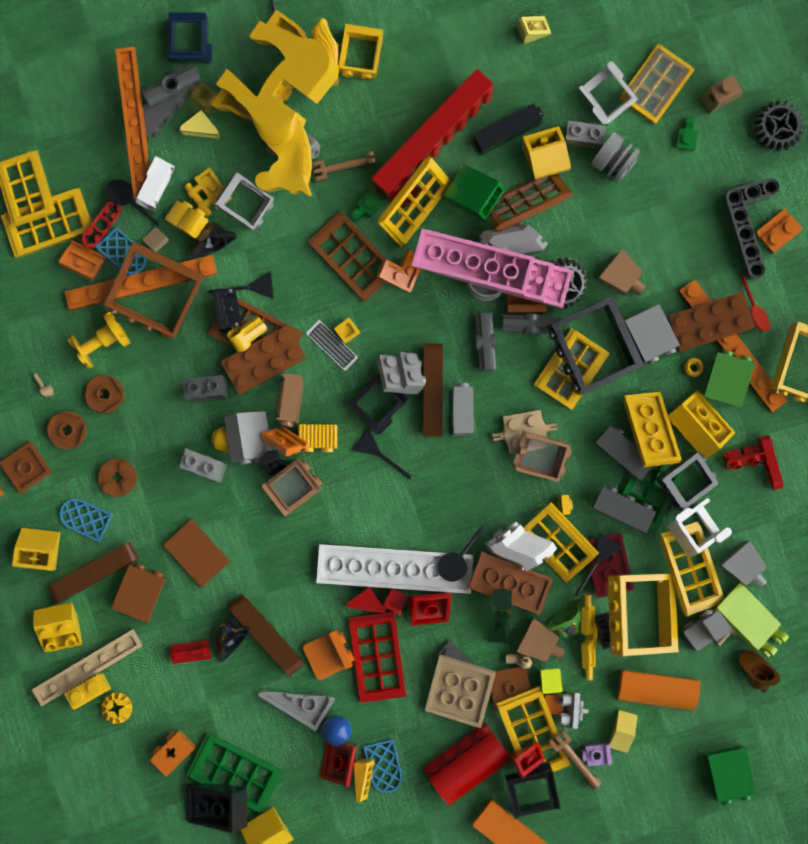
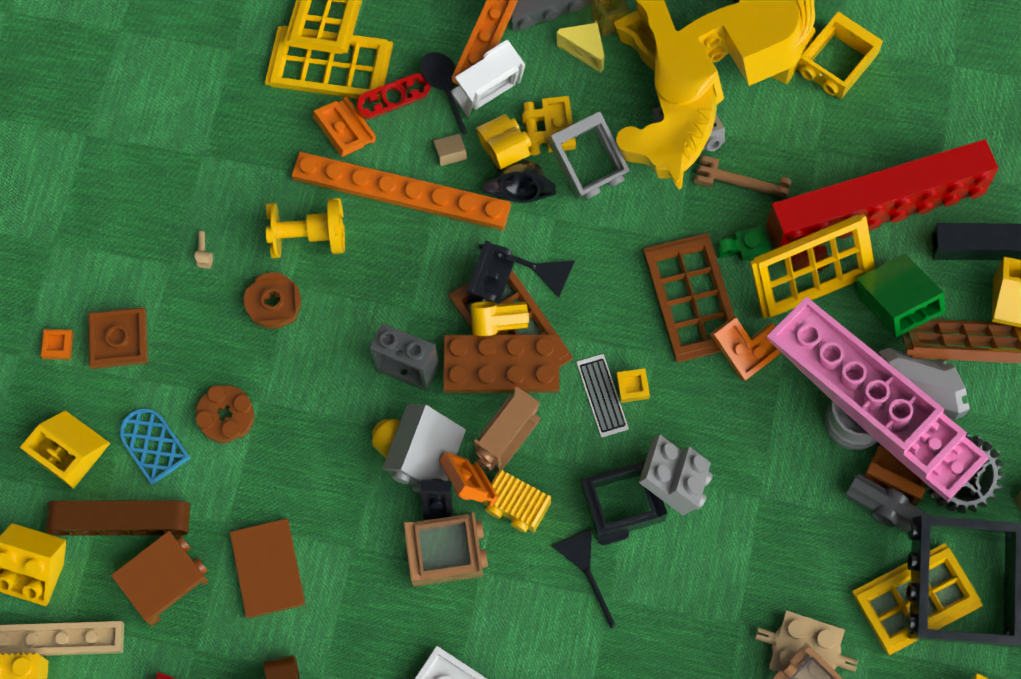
camera: 30 degrees right, 15 degrees down
(56, 432) = (200, 335): dark orange plate -> none
(126, 247) = (393, 116): dark azure window -> none
(132, 315) = (382, 163): dark orange window -> none
(203, 465) = (343, 451): light grey window -> none
(433, 390) = (707, 523): reddish brown beam -> none
(462, 410) = (734, 570): light grey window -> none
(485, 342) = (814, 498): dark grey piece -> none

